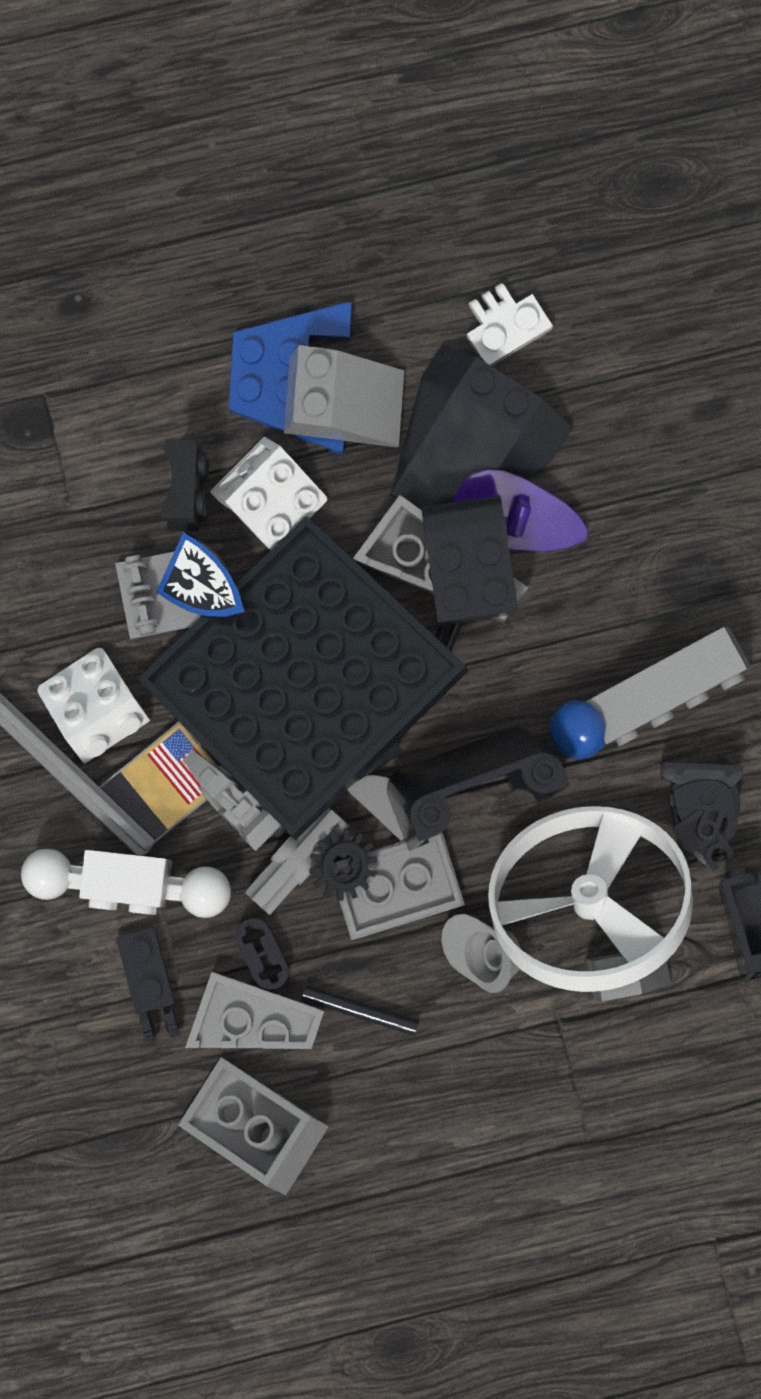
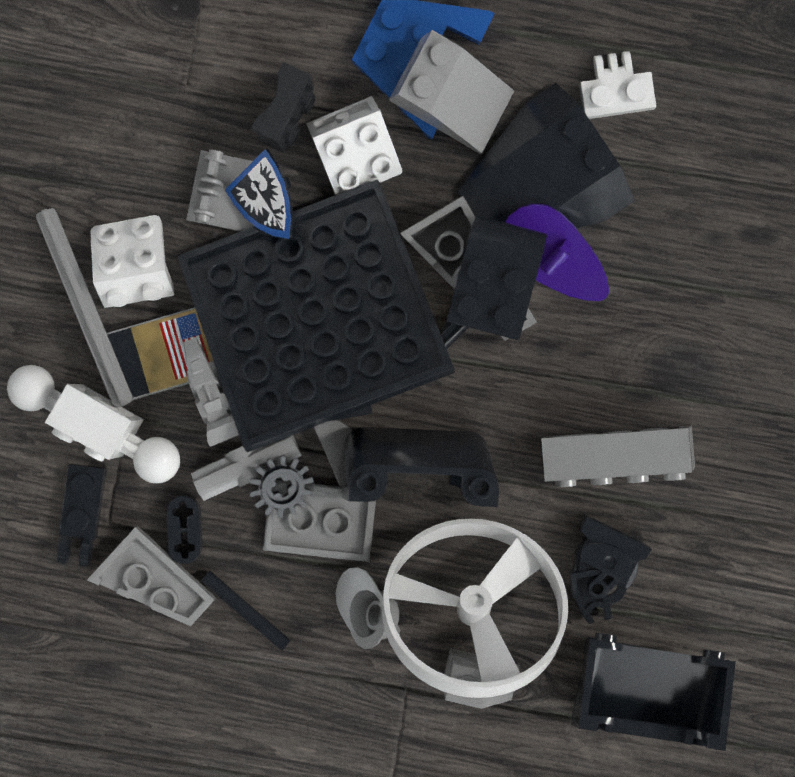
camera: 25 degrees right, 5 degrees up
(253, 1126) = (115, 669): light grey slope -> none
(577, 730) = (526, 458): blue hair -> none

